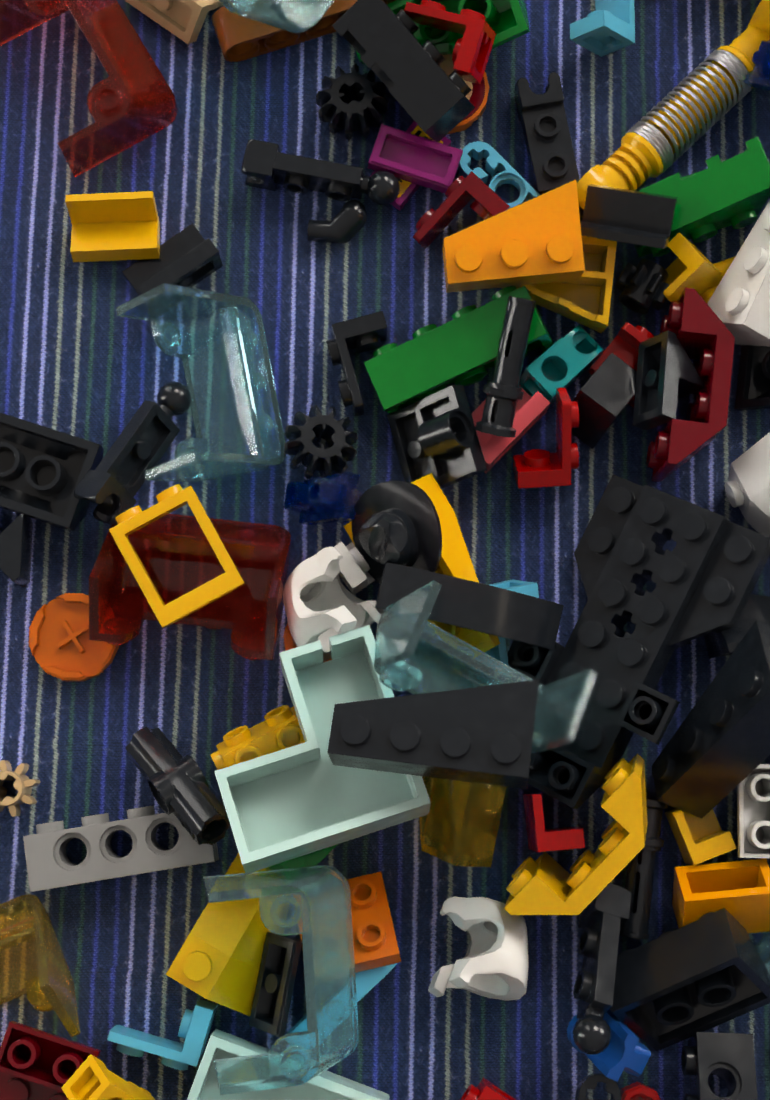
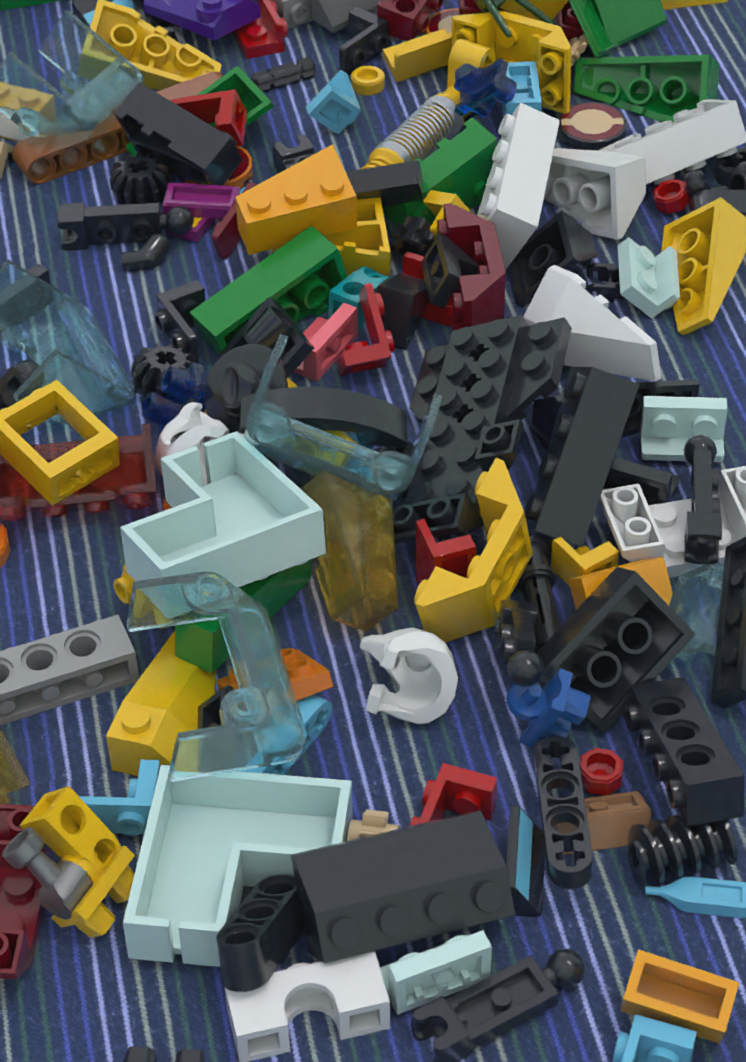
camera: 10 degrees left, 35 degrees down
(178, 785) = (84, 599): black piece -> none
(448, 735) = (314, 453): black wedge -> none
(504, 388) = (312, 288): black pin -> none

